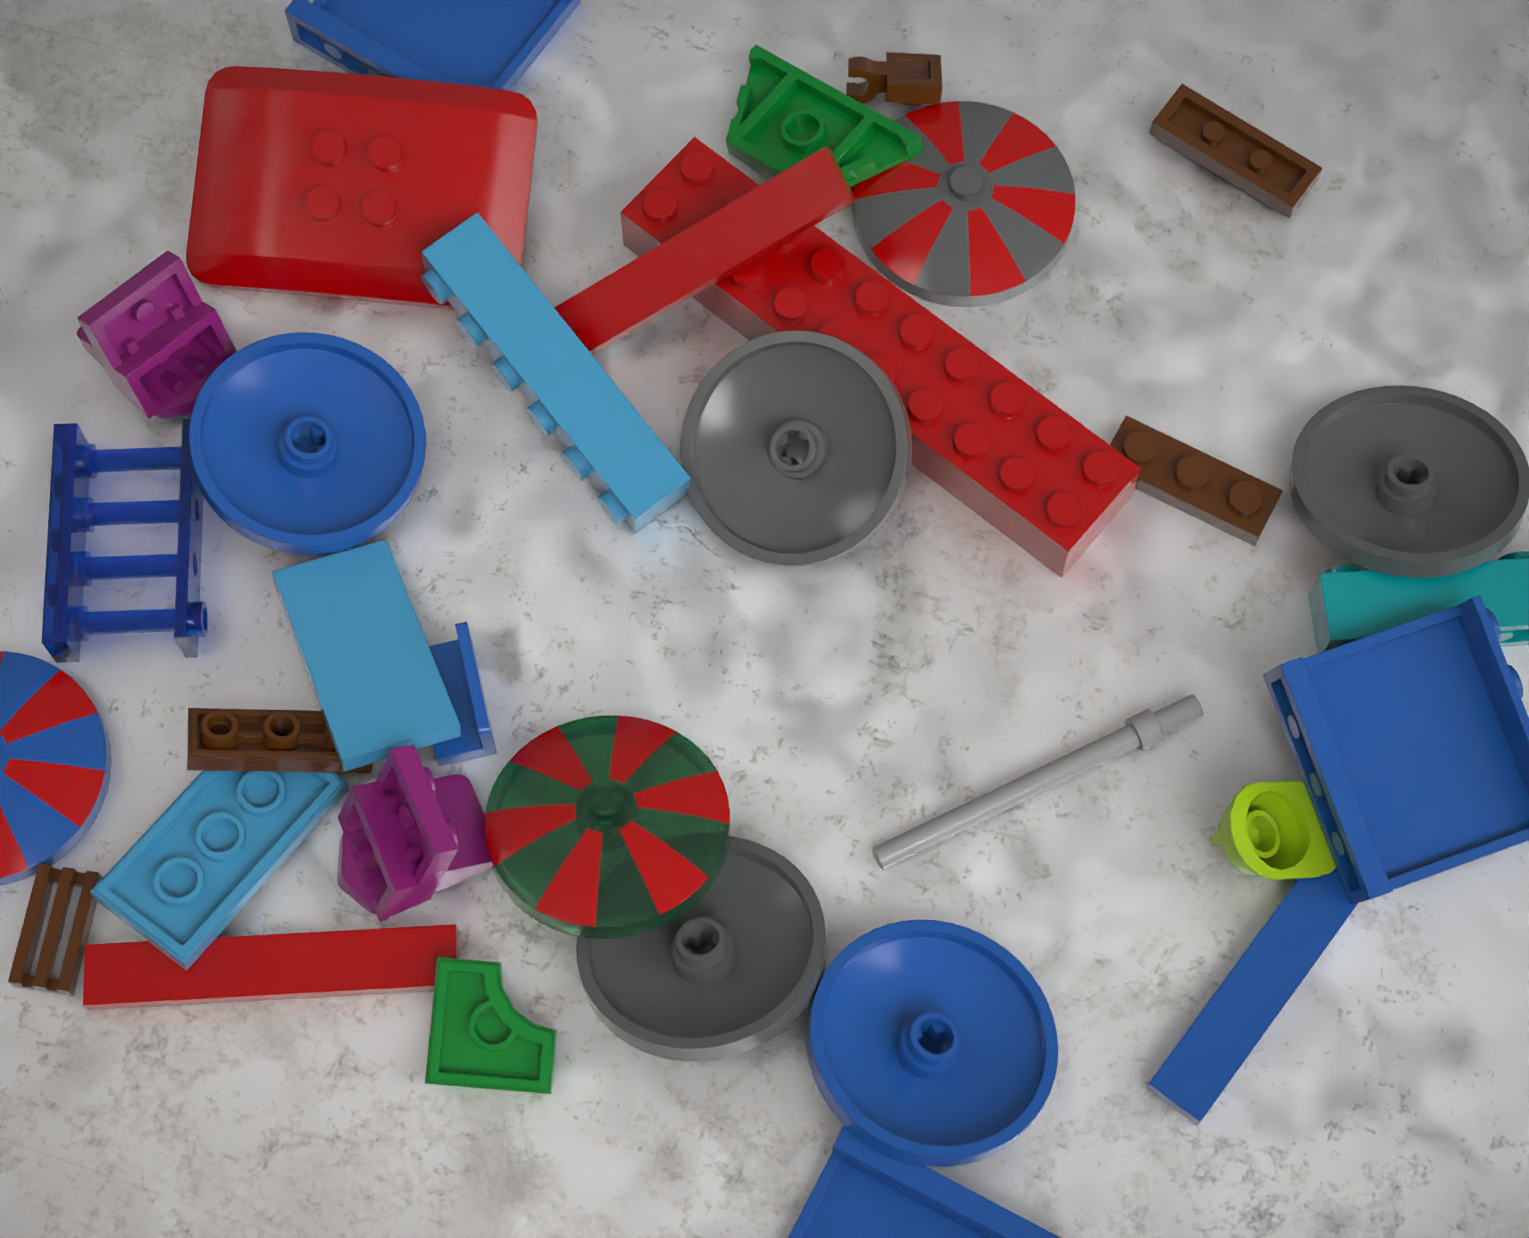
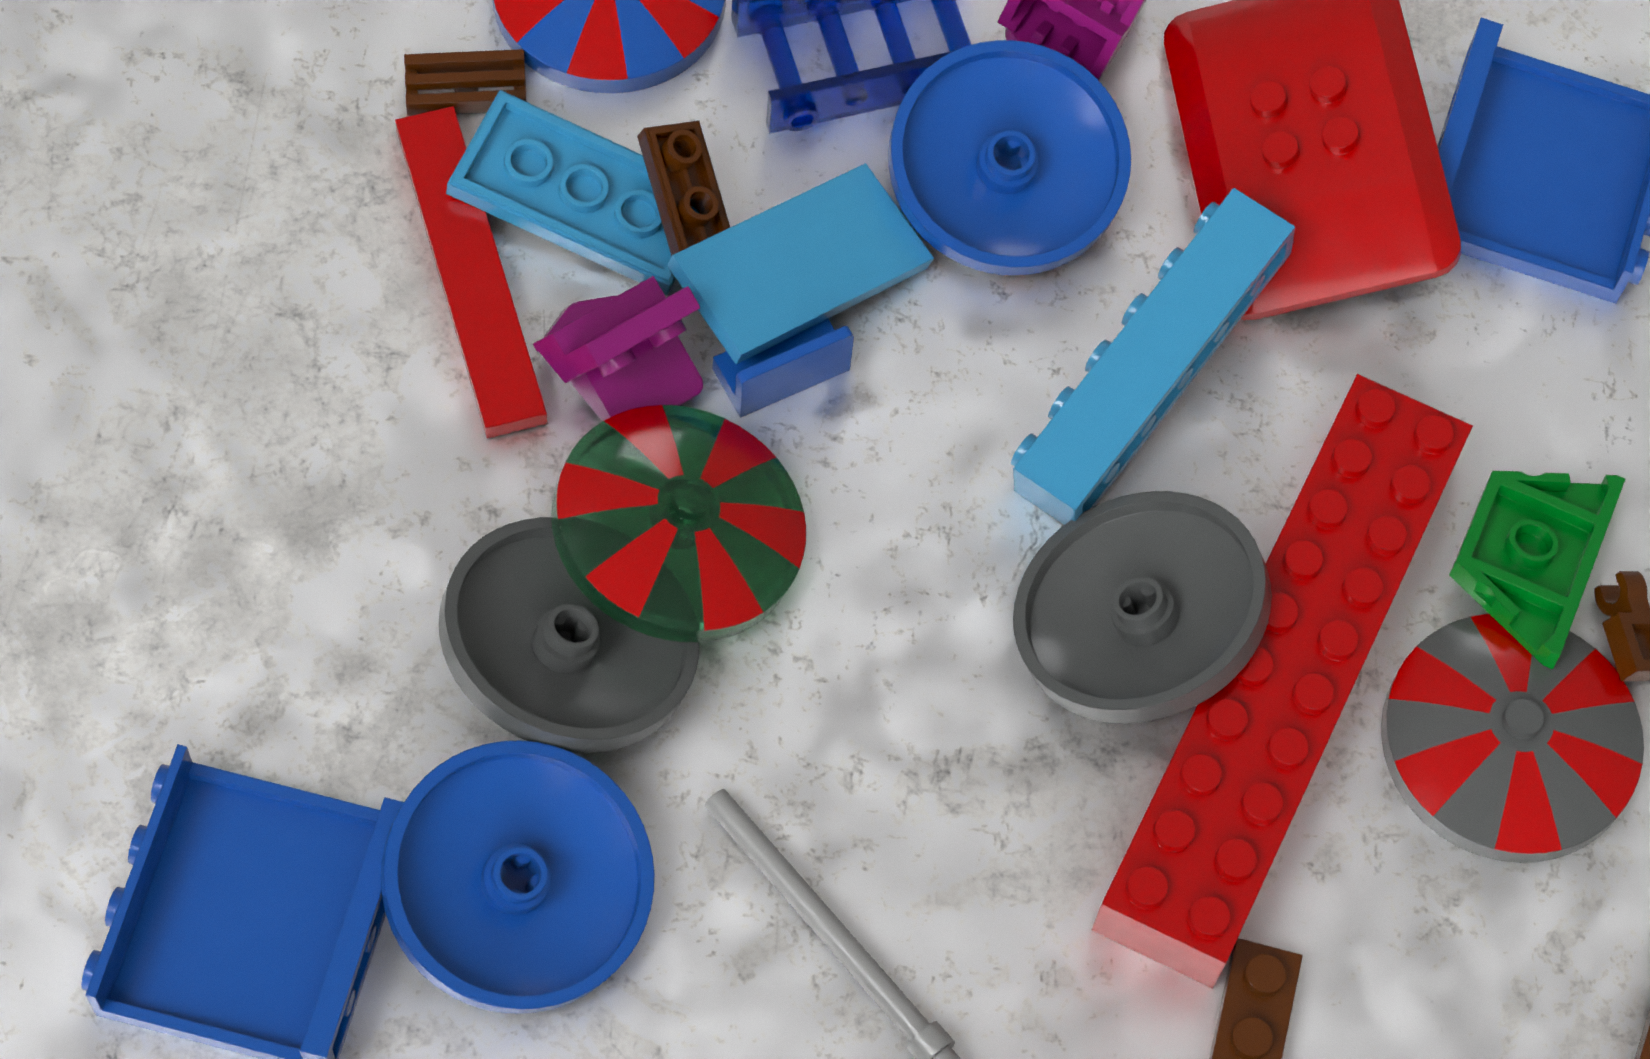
camera: 70 degrees right, 5 degrees down
(480, 1034) = (439, 461): green tile -> none
(708, 251) = (1330, 457): red tile -> none

